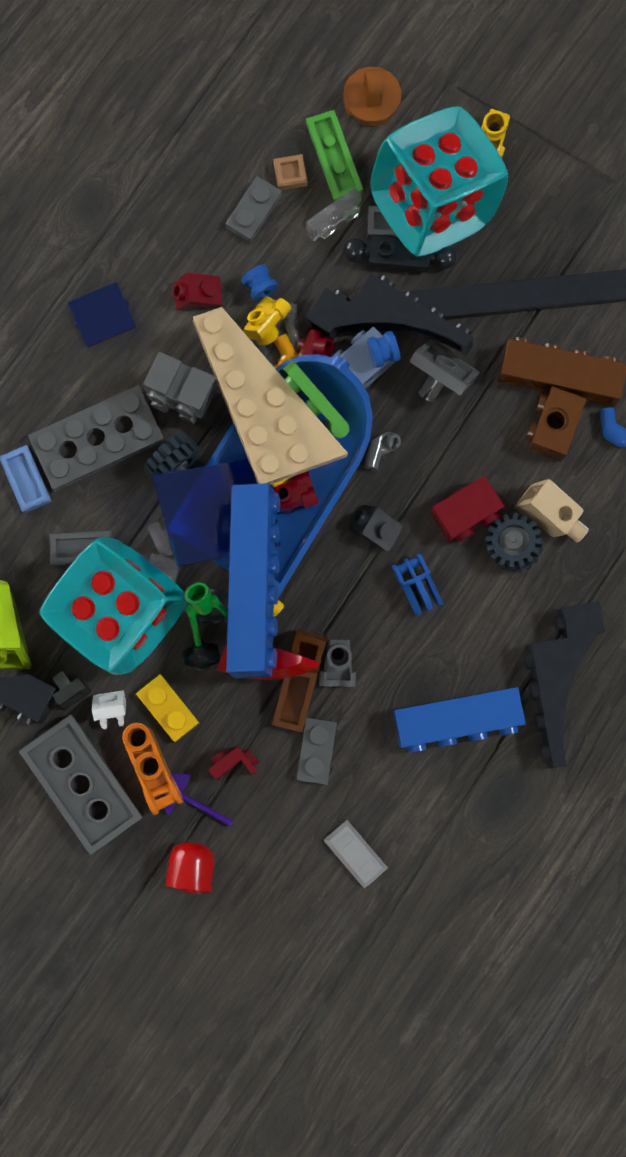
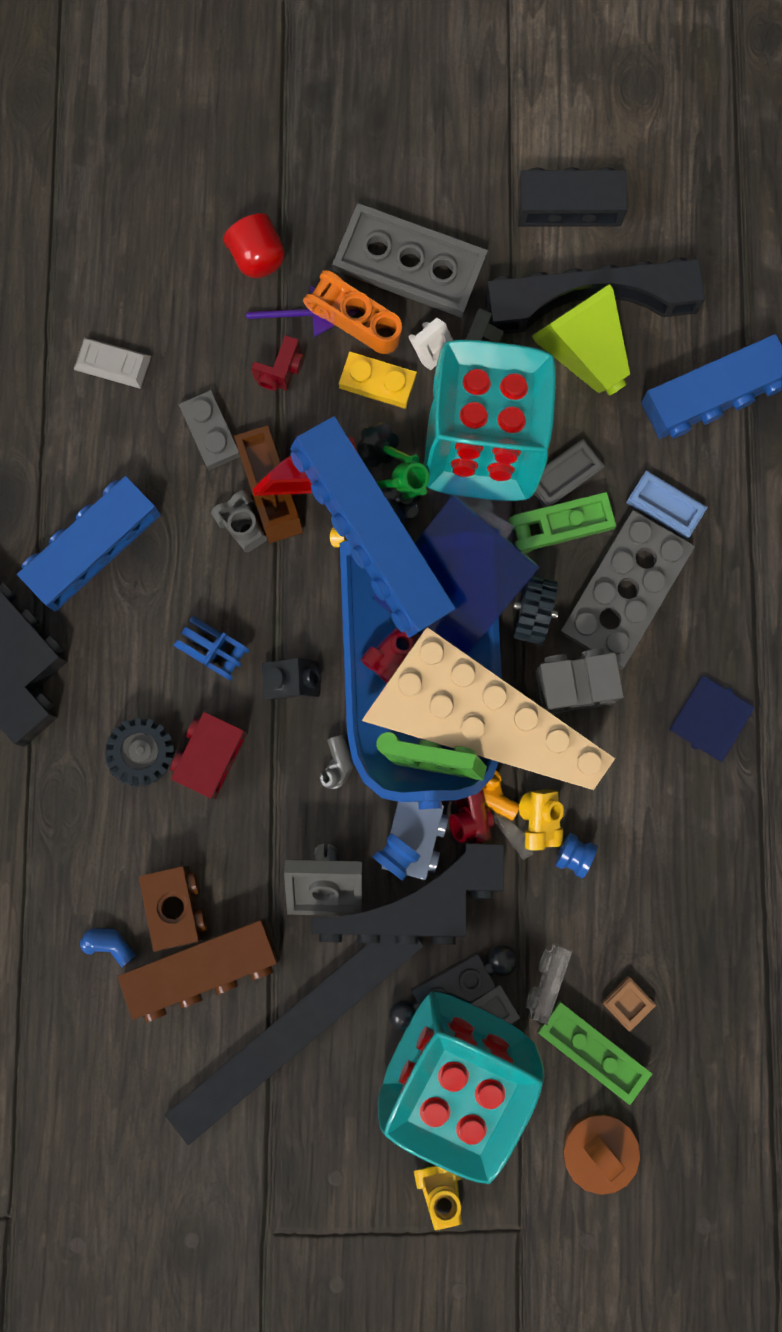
camera: 150 degrees right, 0 degrees up
(107, 512) = (564, 522): none -> bright green plate
(197, 291) = (632, 804): dark red bracket -> none
(253, 209) = (638, 935): dark grey plate -> none
(552, 510) = (119, 808): tan torso -> none

